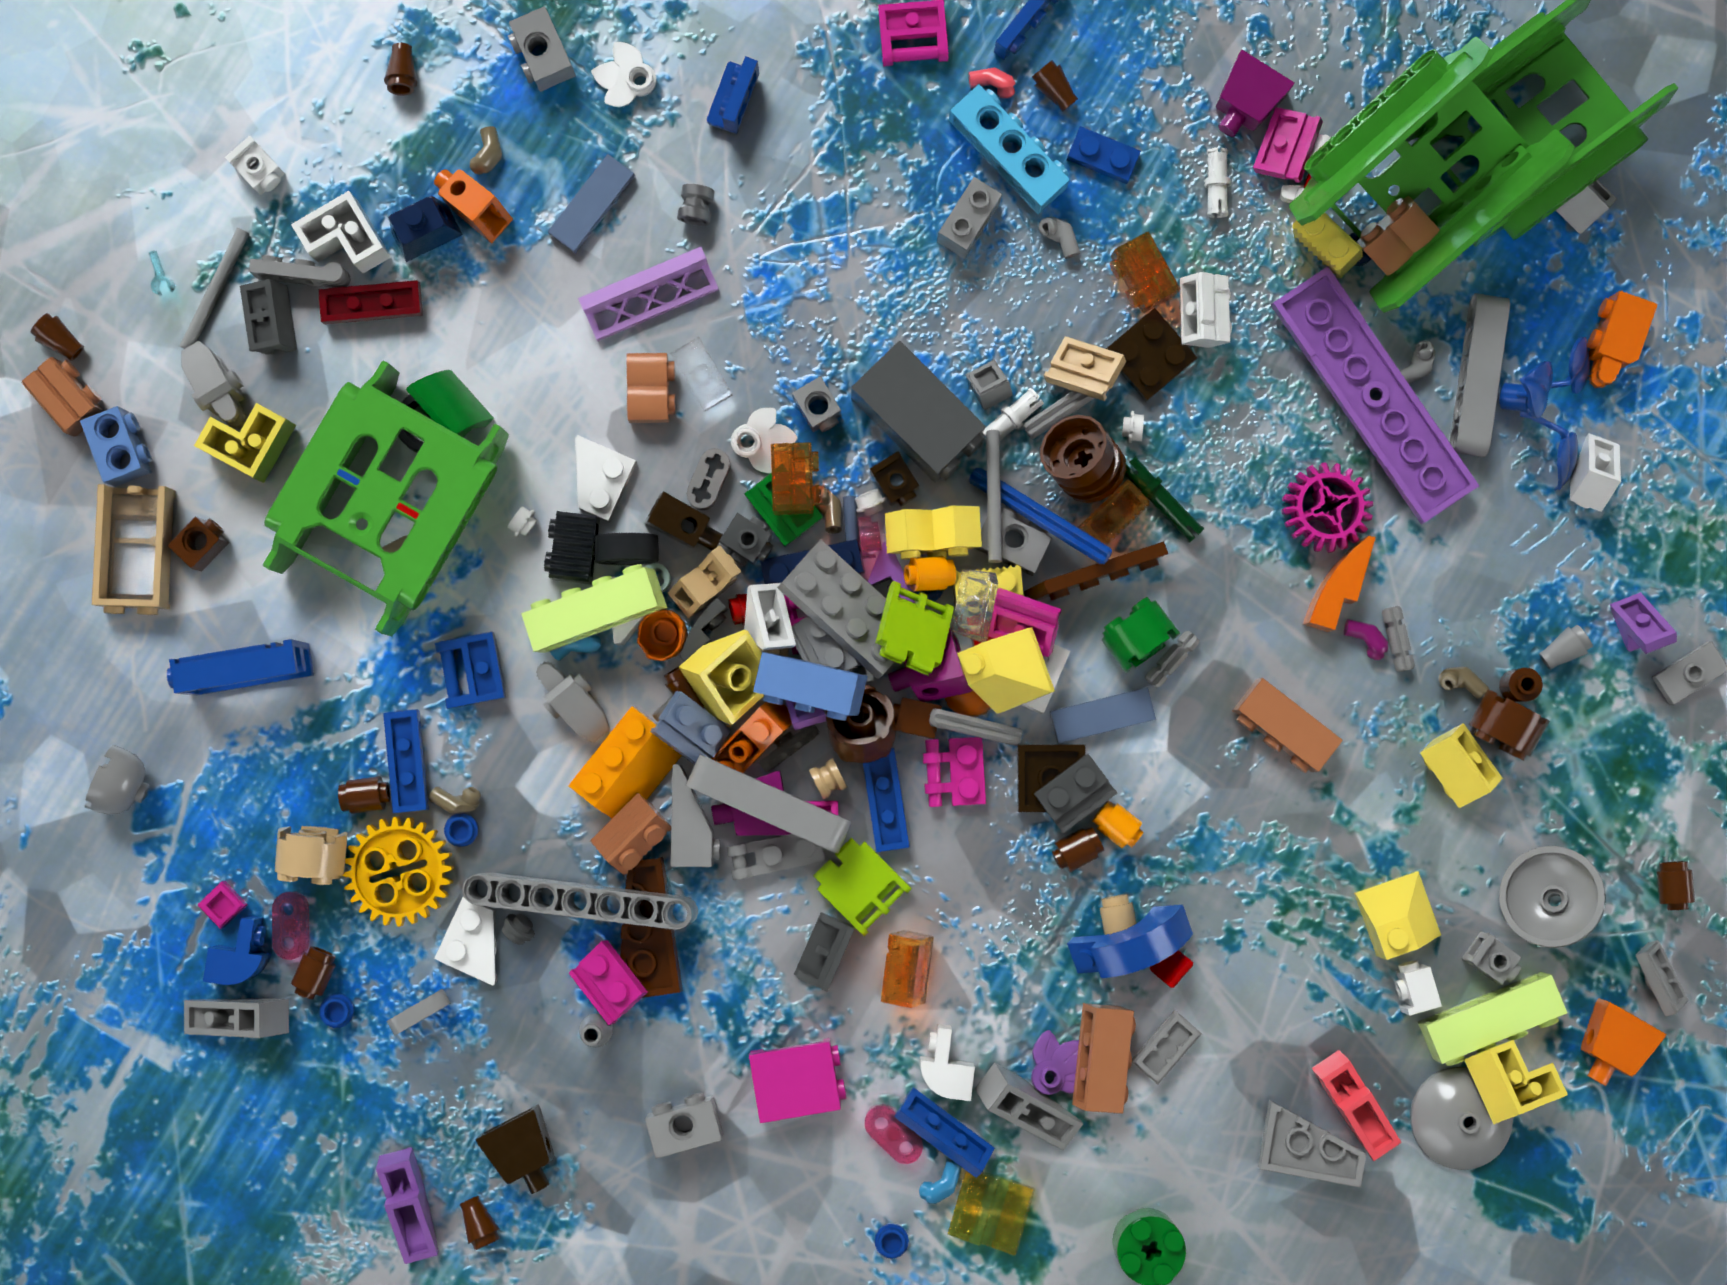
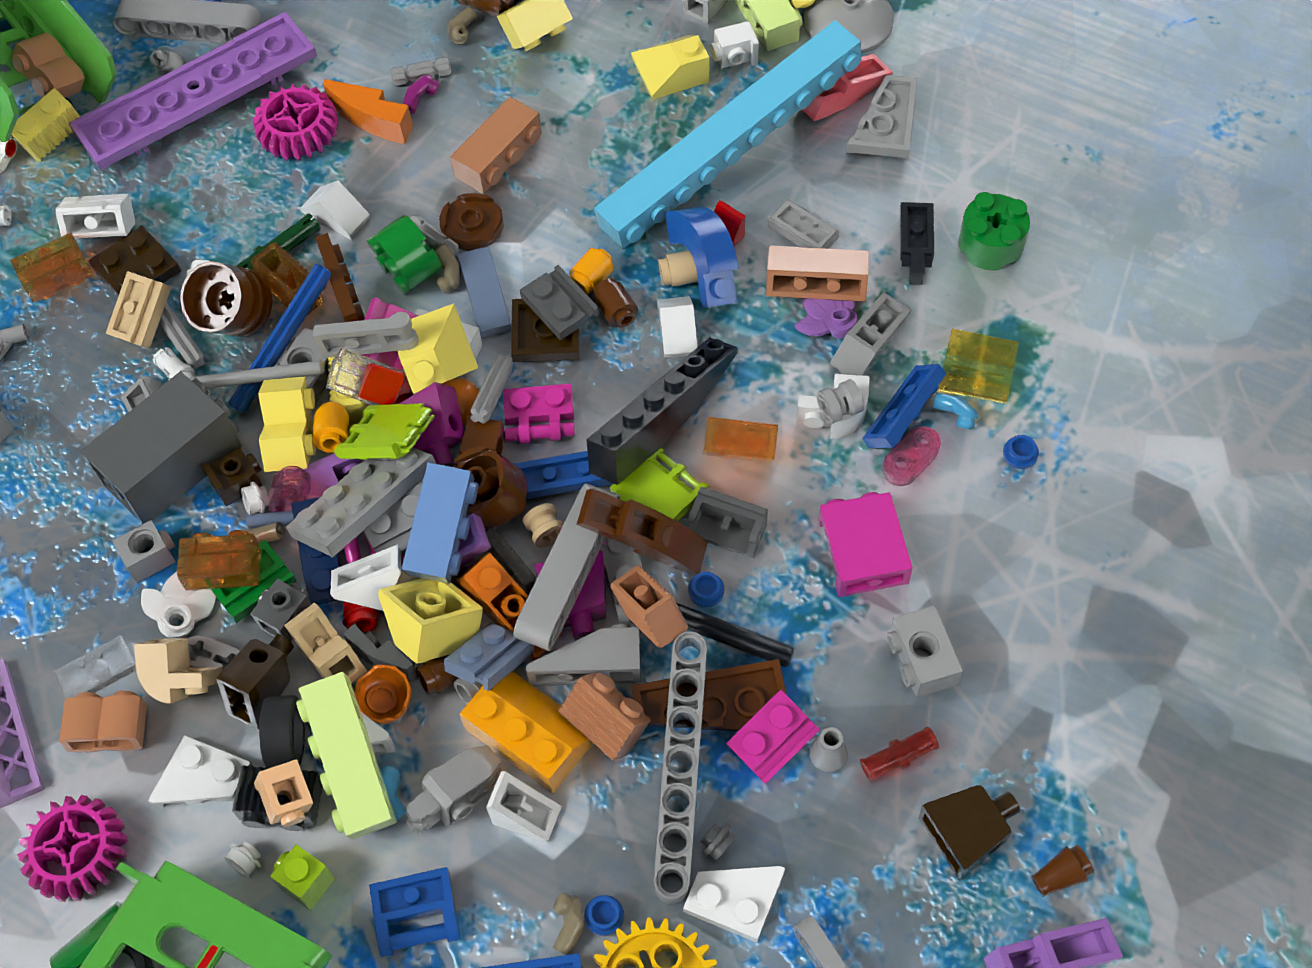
camera: 85 degrees left, 25 degrees down
(501, 574) = (302, 876): none -> lime brick
(522, 378) = (58, 835): none -> dark pink gear
(552, 762) = (522, 808): none -> white slope
(554, 570) = (287, 781): none -> light nougat brick
(590, 1093) = (899, 754): none -> clear red pin
(686, 442) = (166, 670): none -> tan brick
(715, 943) = (736, 636): none -> black axle
(720, 878) = (649, 606): none -> nougat brick
(758, 928) = (706, 589): none -> blue plate
(796, 873) = (643, 529): none -> reddish brown slope
(933, 1070) = (840, 401): none -> light grey wheel
(945, 894) = (657, 412): none -> black slope
(968, 622) = (380, 384): none -> red slope
(1008, 609) = (367, 335): none -> light grey plate
(1054, 911) = (677, 326): none -> white slope
(1131, 680) = (451, 269): none -> dark tan arm
(1148, 1165) = (916, 239): none -> black hinge
(1193, 699) = (472, 221): none -> reddish brown tile
(1212, 556) = (337, 209): none -> white slope
(1282, 981) = (728, 134): none -> medium azure brick

